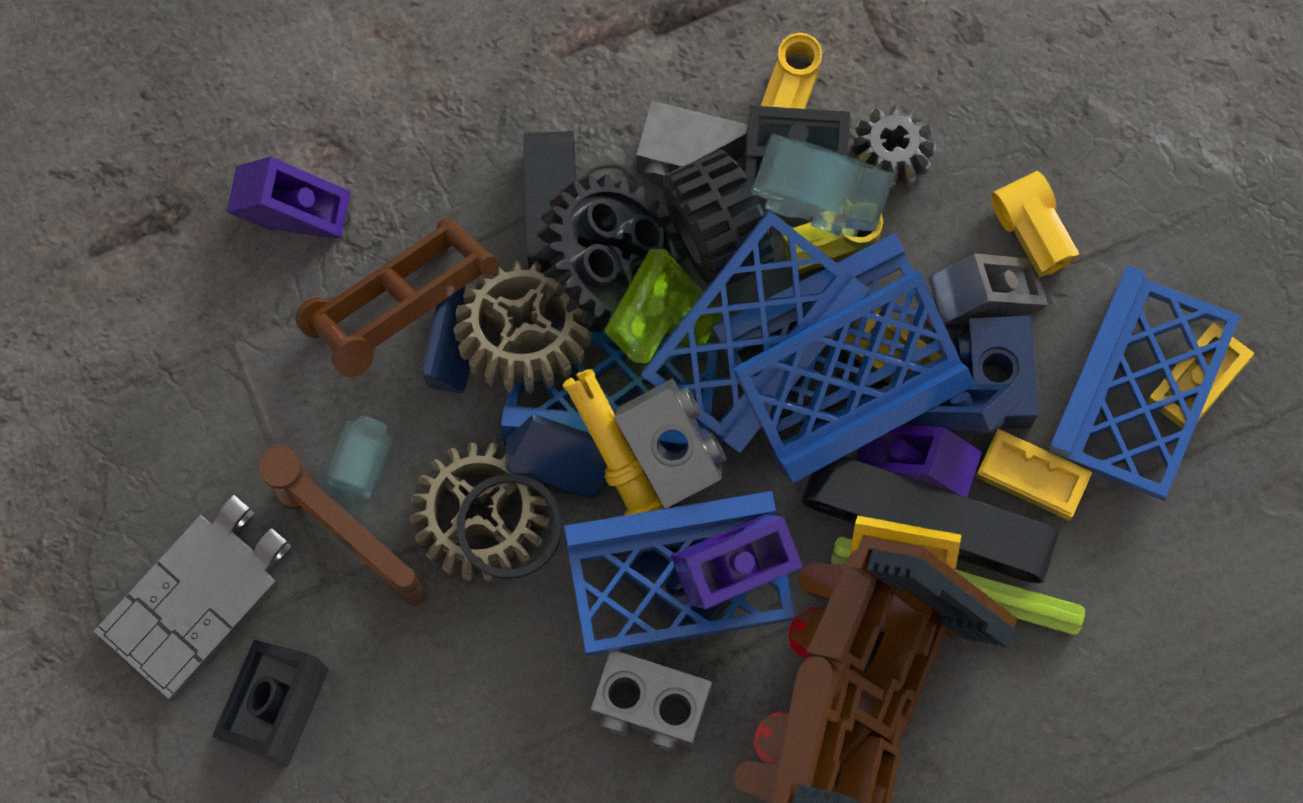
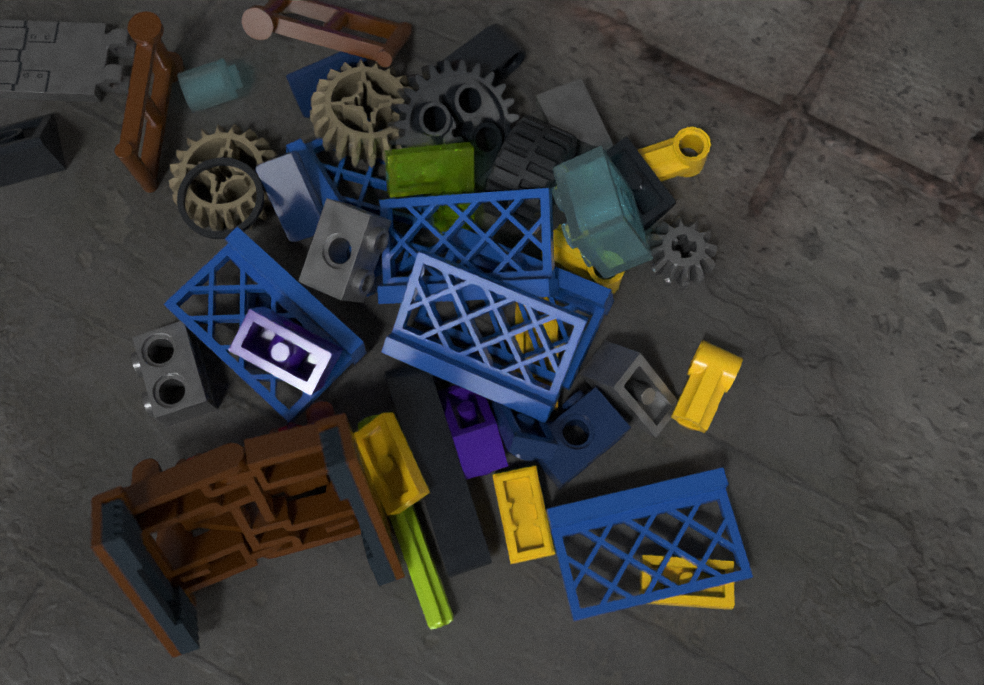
camera: 50 degrees right, 0 degrees up
(623, 466) = (330, 186): yellow pin -> none

